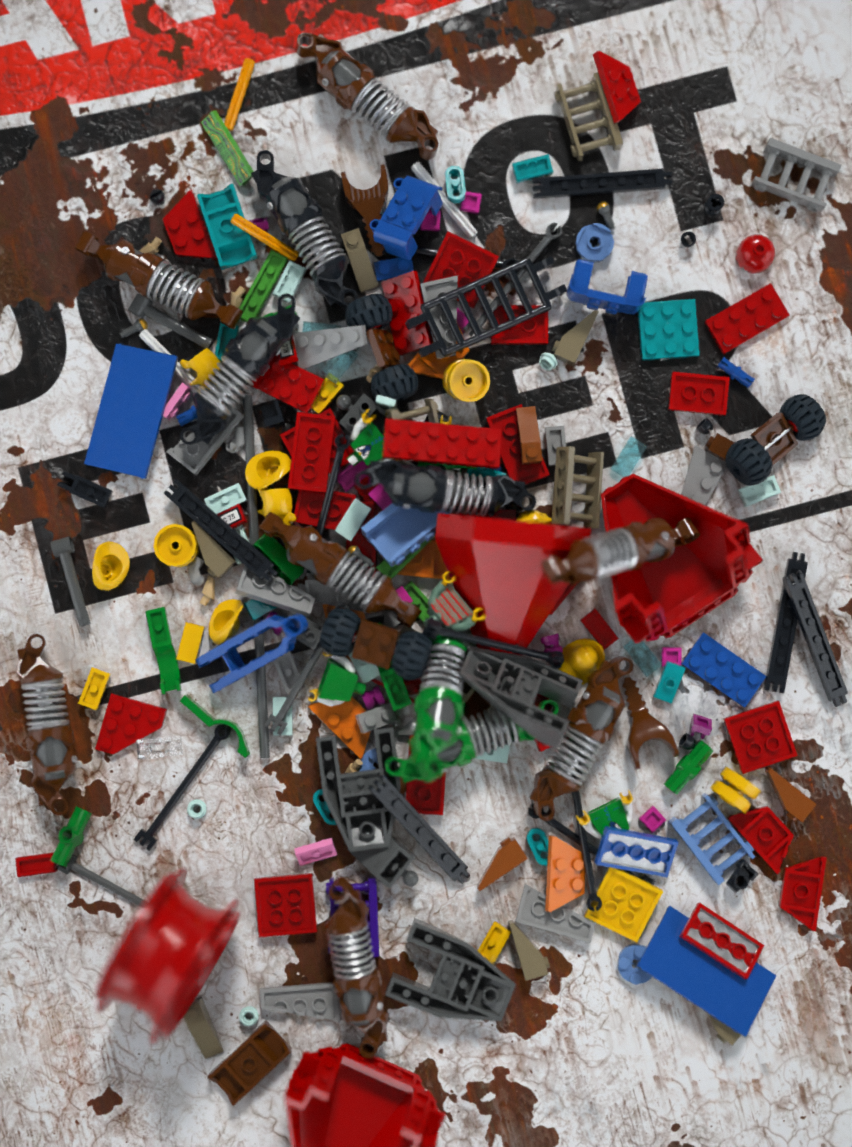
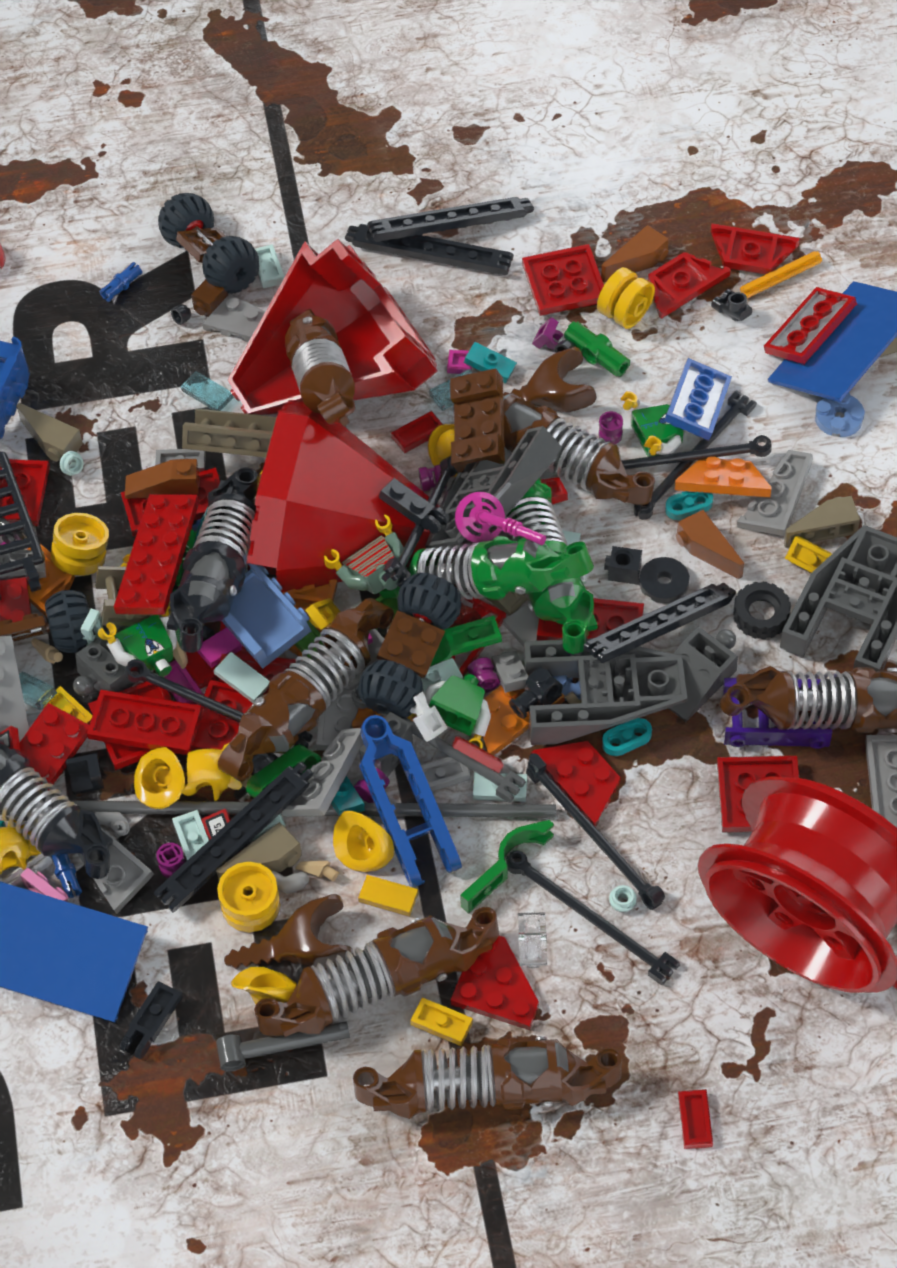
camera: 80 degrees left, 30 degrees down
(75, 828) = (669, 1066): green piece -> none
(100, 880) = (697, 1070): dark grey hinge -> none
(125, 651) = (388, 966): none -> reddish brown piece
(147, 581) = (297, 939): none -> reddish brown animal
(164, 649) = (365, 929): green piece -> none
(199, 829) = (651, 895): none -> black hinge
(207, 484) = (175, 861): none -> magenta wheel
(294, 774) = (582, 776): none -> red wing
(300, 698) = (477, 754): none -> red tile
(315, 851) = (687, 753): bright pink plate -> none
(317, 662) = (428, 718): none -> white plate
(354, 741) = (539, 690): none -> black connector
(408, 575) = (322, 613): none -> yellow plate
(459, 904) = (761, 592): none -> black tyre
(469, 840) = (667, 568): none -> black tile
(471, 695) = (487, 519): none -> dark pink dish
(478, 806) = (632, 565): none -> black brick
(498, 635) = (413, 506): none -> black hinge
(588, 679) = (477, 418): none -> reddish brown piece
(608, 785) = (611, 427): none -> magenta wheel
(625, 903) = (763, 411): yellow plate -> none
(652, 819) = (659, 390): dark pink tile -> none
(668, 329) = (57, 344): teal plate -> none
(693, 840) = (700, 345): medium blue fence -> none
(698, 393) = (140, 317): red plate -> none
(723, 669) = (480, 312): blue piece -> none
(747, 318) = (58, 269): red piece -> none
(778, 915) = (781, 274): none -> light orange axle

